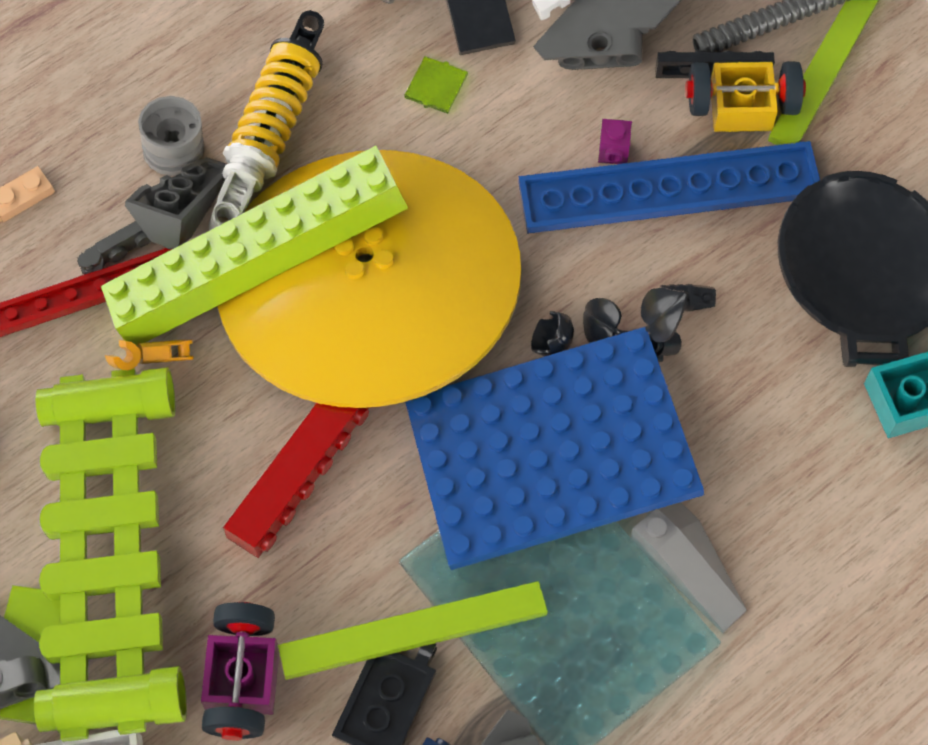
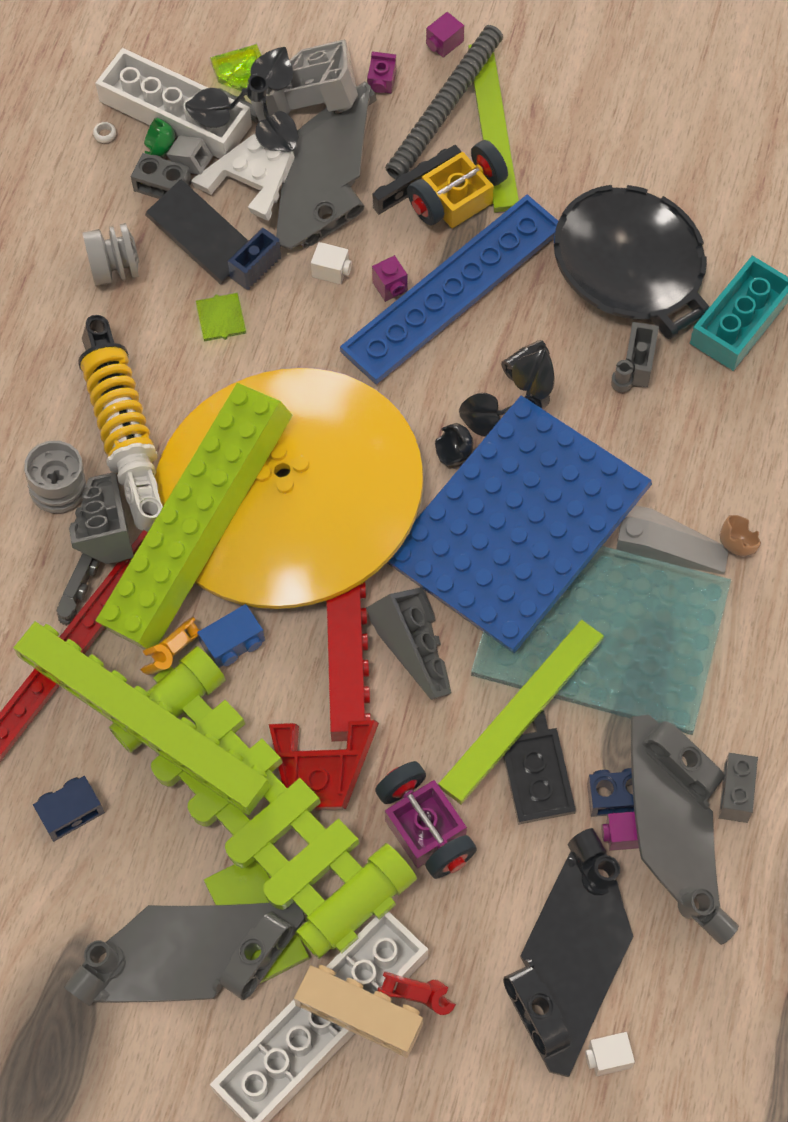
camera: 35 degrees left, 0 degrees up
(62, 402) = (143, 718): none -> lime brick
(188, 562) = (326, 772): none -> red wing
(211, 380) = (231, 636): none -> blue brick
(371, 484) = (406, 628): none -> dark grey wedge
(503, 48) = (254, 258): none -> dark blue brick
(571, 94) = (330, 263): none -> white brick
(762, 605) = (737, 537): none -> medium nougat hair
(795, 364) = (639, 358): none -> dark grey hinge

